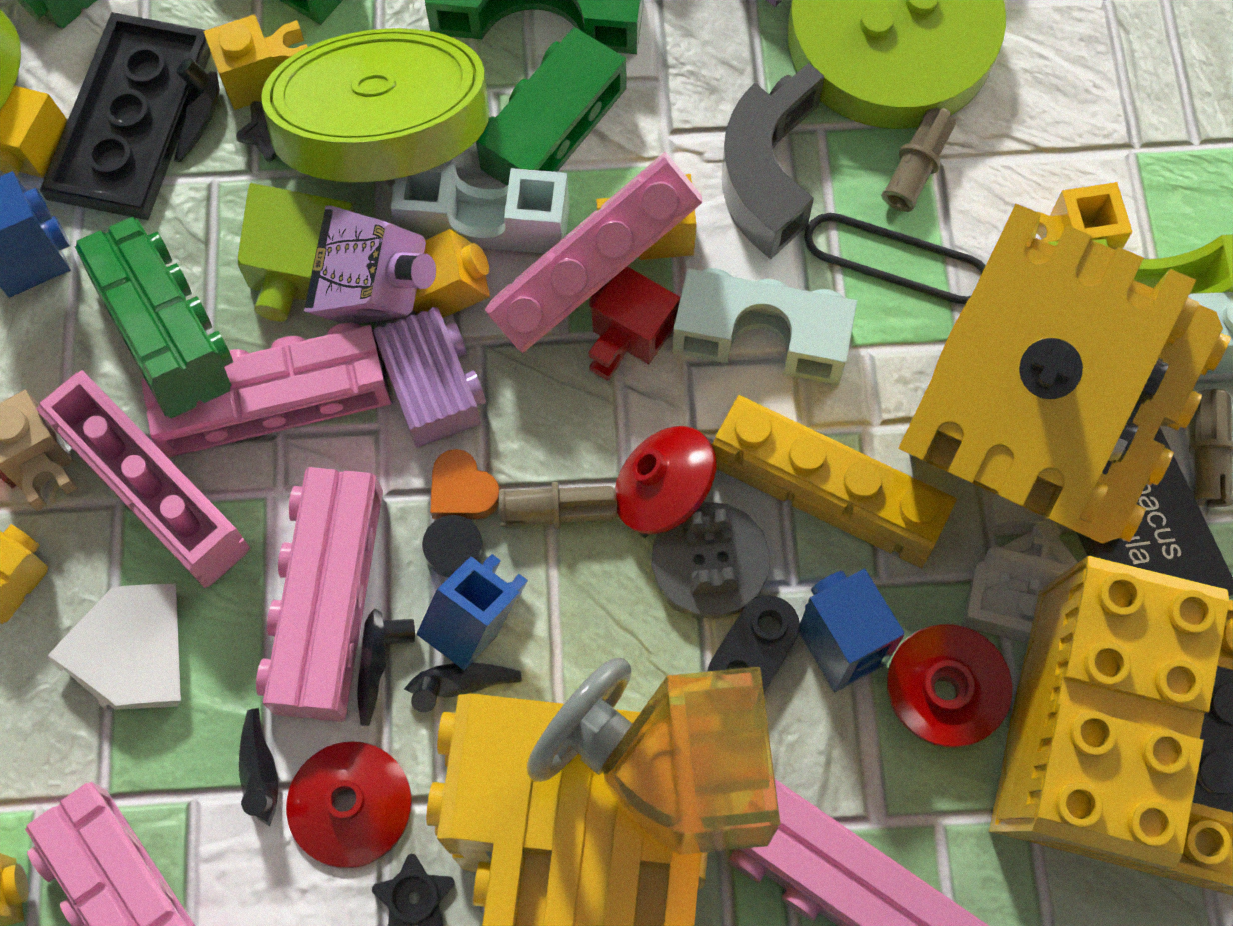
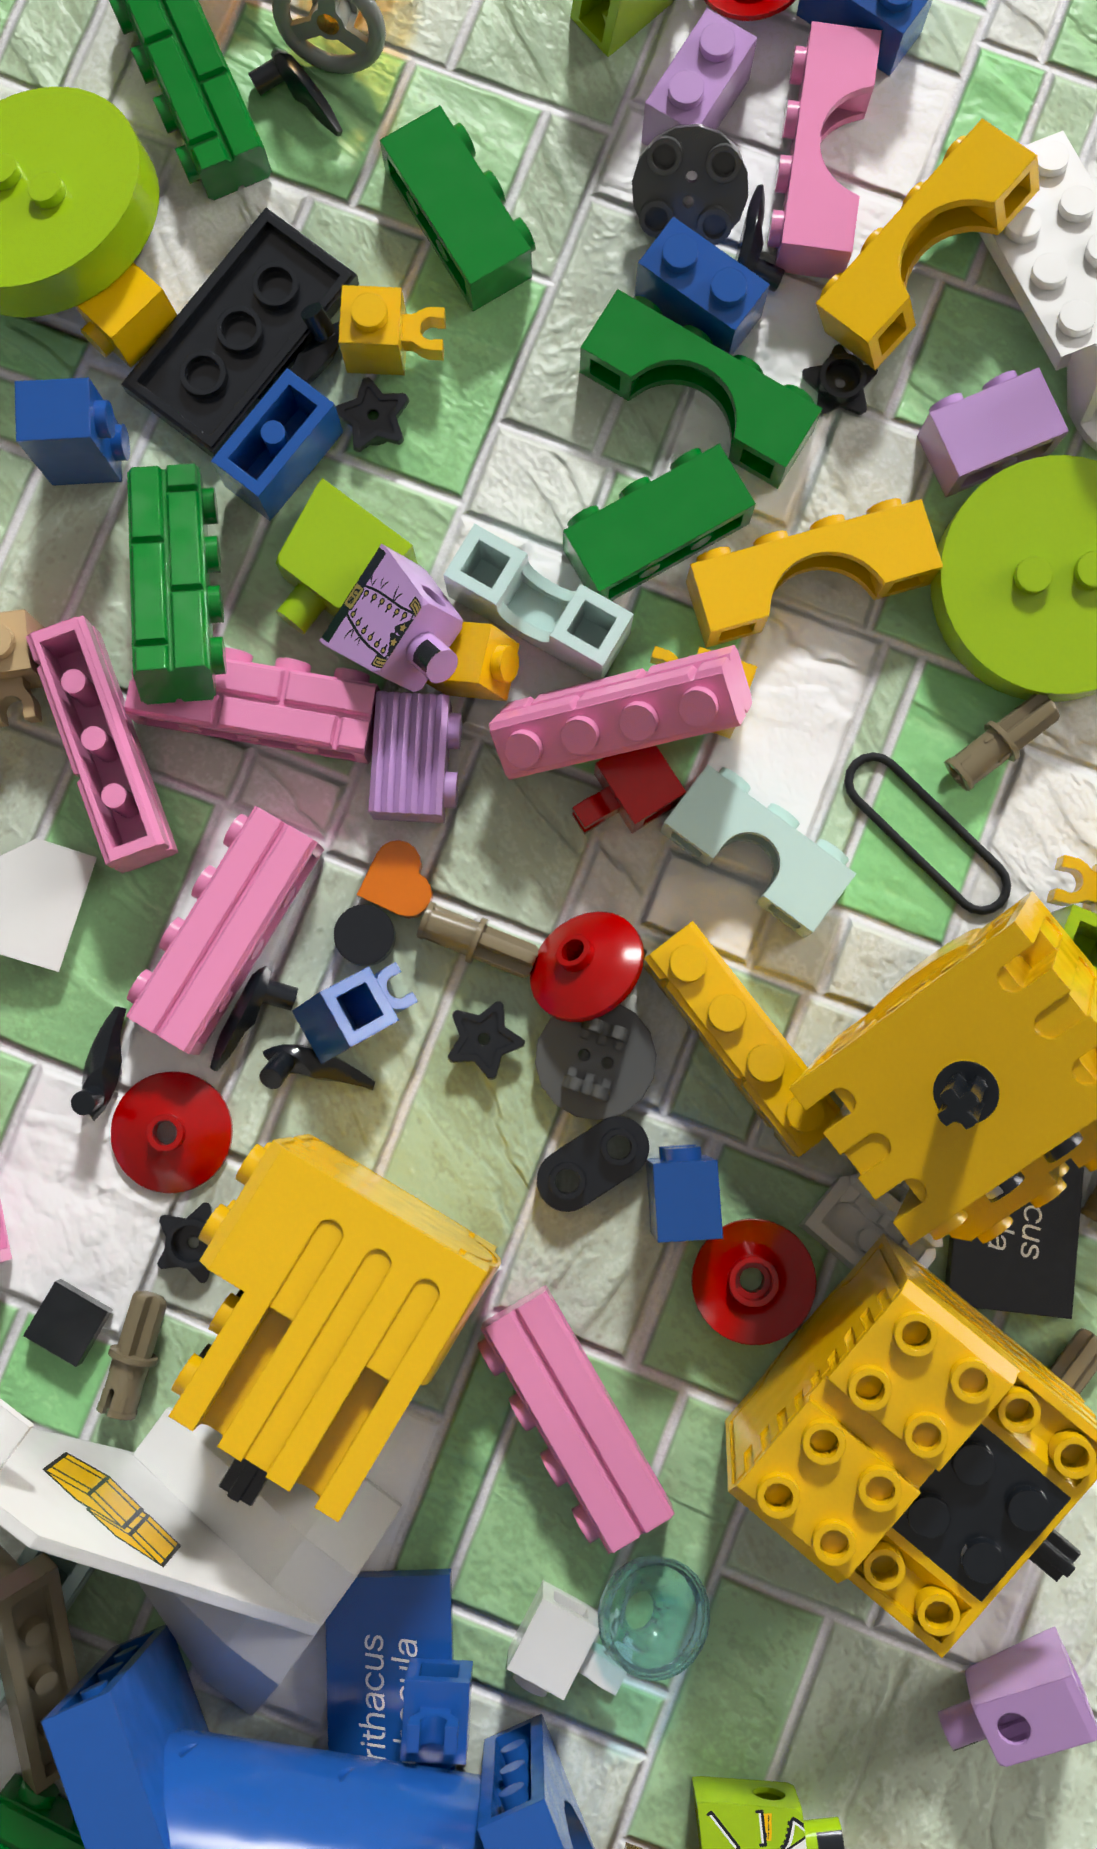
camera: 25 degrees right, 15 degrees up
(199, 176) = (278, 444): none -> blue brick
(376, 104) = (480, 448): lime brick -> none
(611, 601) = (486, 1056): none -> black plate
(687, 767) = (426, 1325): clear yellow piece -> none
(743, 52) = (881, 551): none -> yellow arch
(756, 190) = (820, 701): dark grey arch -> none

